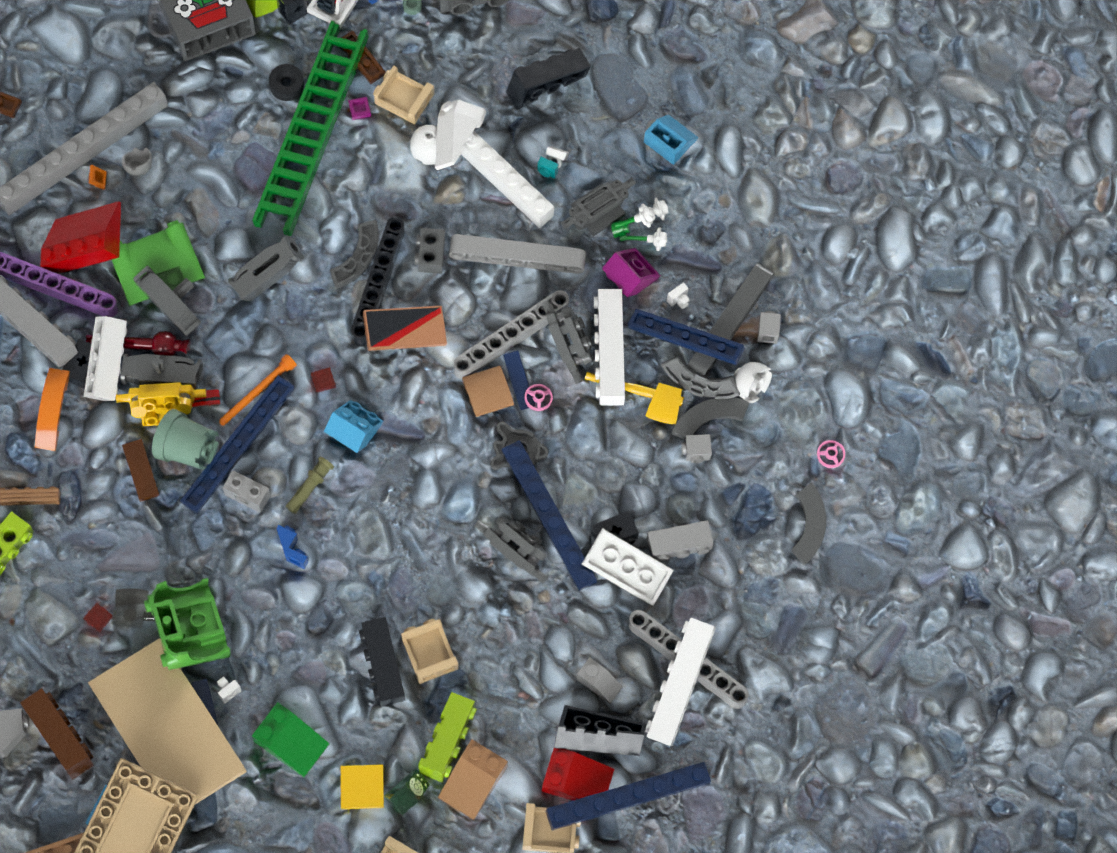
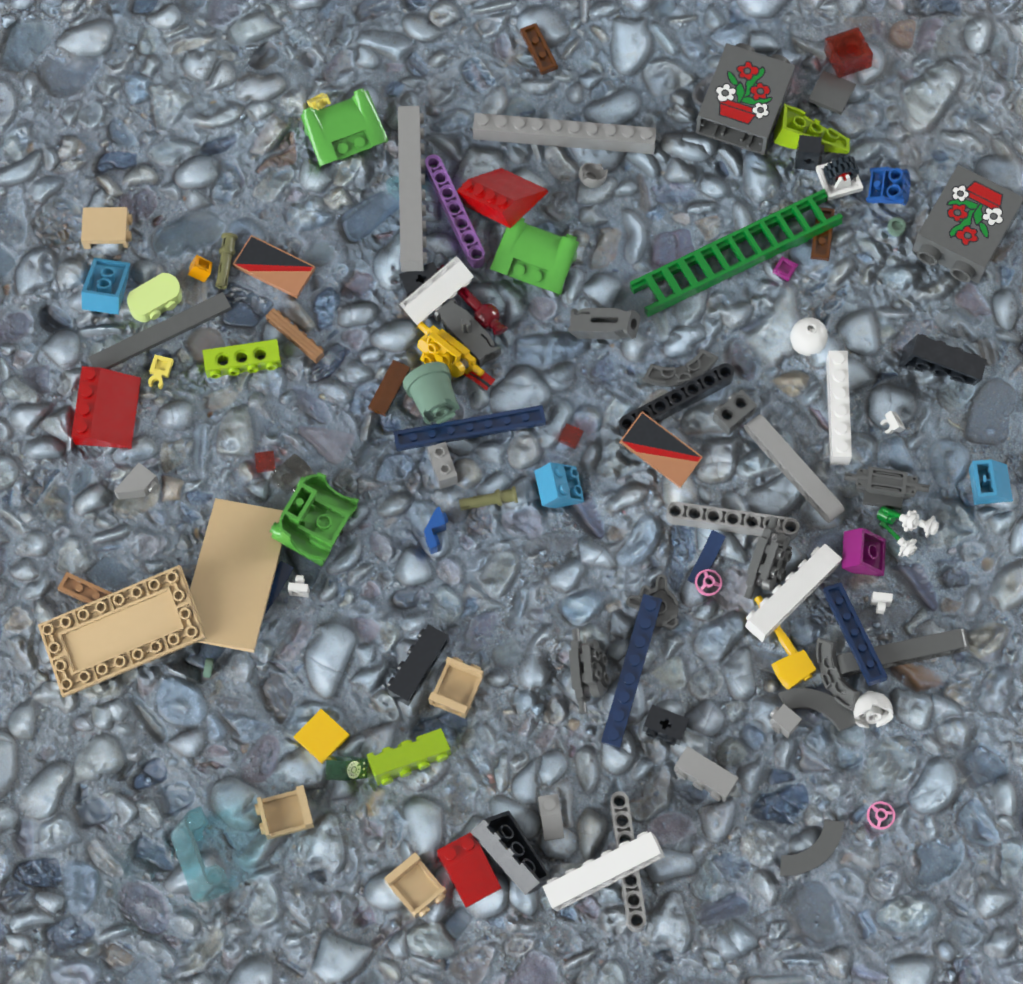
camera: 50 degrees right, 0 degrees up
(50, 409) = (369, 292): orange slope -> none
(55, 730) = (161, 513): reddish brown brick -> none
(97, 177) = (556, 162): orange slope -> none
(169, 300) = (517, 288): dark grey piece -> none
(218, 818) = (208, 667): none -> sand green tile
(286, 364) = (555, 403): orange piece -> none
(290, 92) = (750, 196): black tyre -> none
(290, 740) = (305, 659): green slope -> none
(403, 95) = (825, 285): tan panel -> none
(454, 128) = (834, 338): white wedge -> none
(473, 779) = (398, 802): medium nougat slope -> none
(488, 391) = (676, 545): medium nougat slope -> none
(547, 167) = (877, 426): teal plate -> none
(627, 567) = (648, 757): white tile -> none
(627, 796) = (489, 914): dark blue plate -> none
(768, 327) = (925, 682): light grey brick -> none

